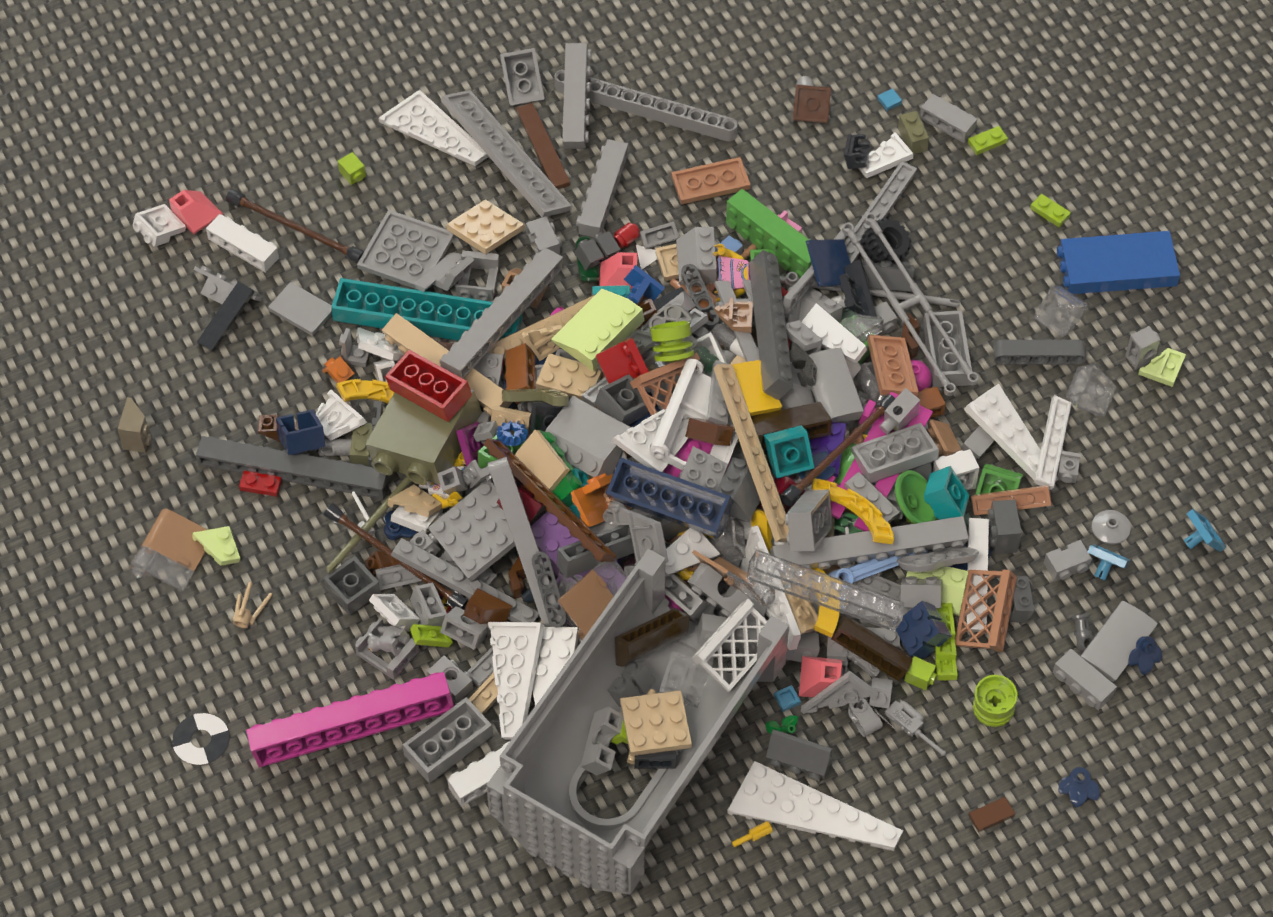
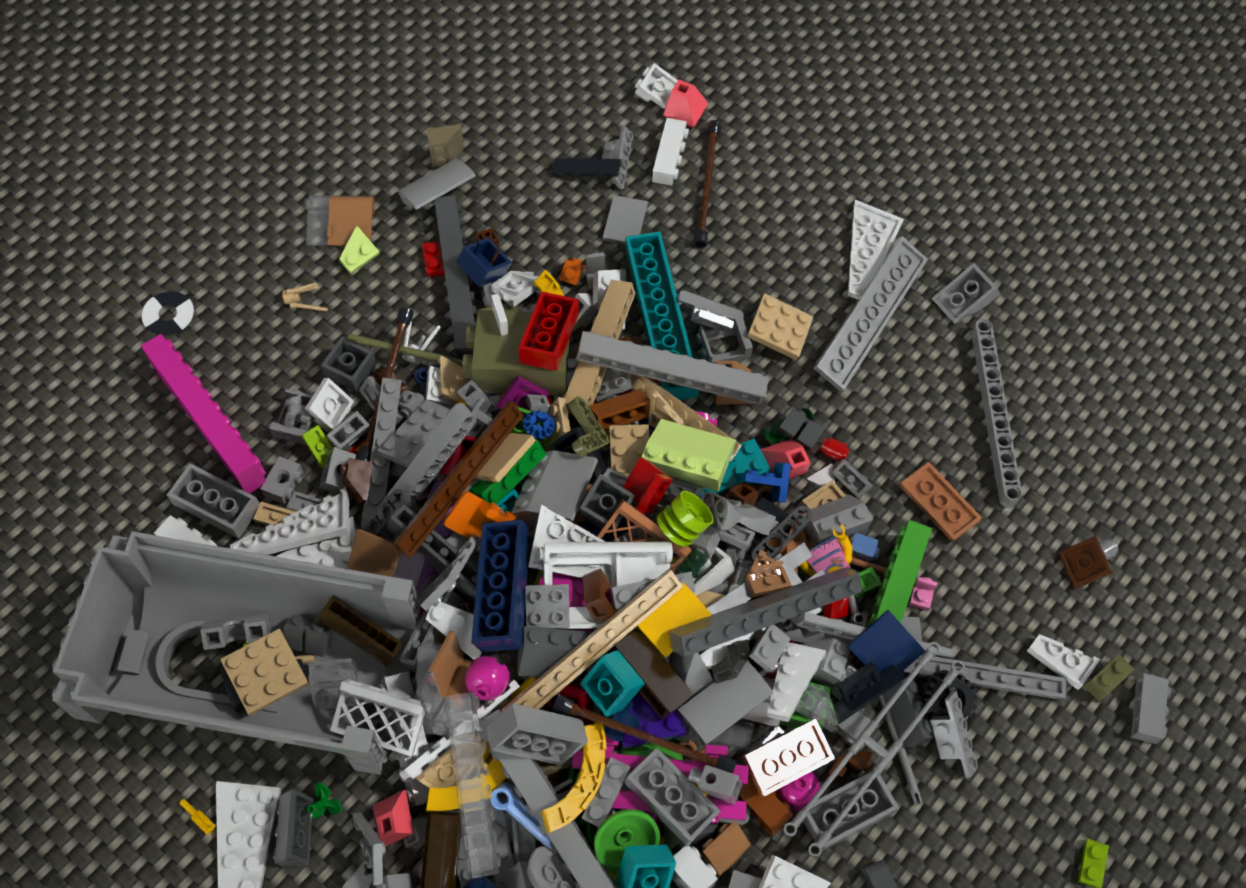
camera: 65 degrees right, 5 degrees up
(178, 449) = (436, 184): none -> light grey slope
(351, 168) = (789, 200): lime brick -> none
(385, 423) = (499, 314): none -> white tile
(404, 249) = (726, 273): light grey plate -> none
(542, 145) = (900, 342): reddish brown tile -> none
(543, 235) = (791, 383): light grey brick -> none
(575, 96) = (965, 343): light grey brick -> none
(603, 188) = (878, 409): light grey brick -> none
(741, 545) = (487, 678): none -> dark pink cylinder
(787, 698) = (364, 794): dark azure tile -> none
(855, 152) = (1050, 627): black hinge -> none
(889, 99) = (1140, 639): dark azure tile -> none
(919, 254) = (953, 737): none -> light grey bracket
(987, 140) = (1148, 761): lime plate -> none

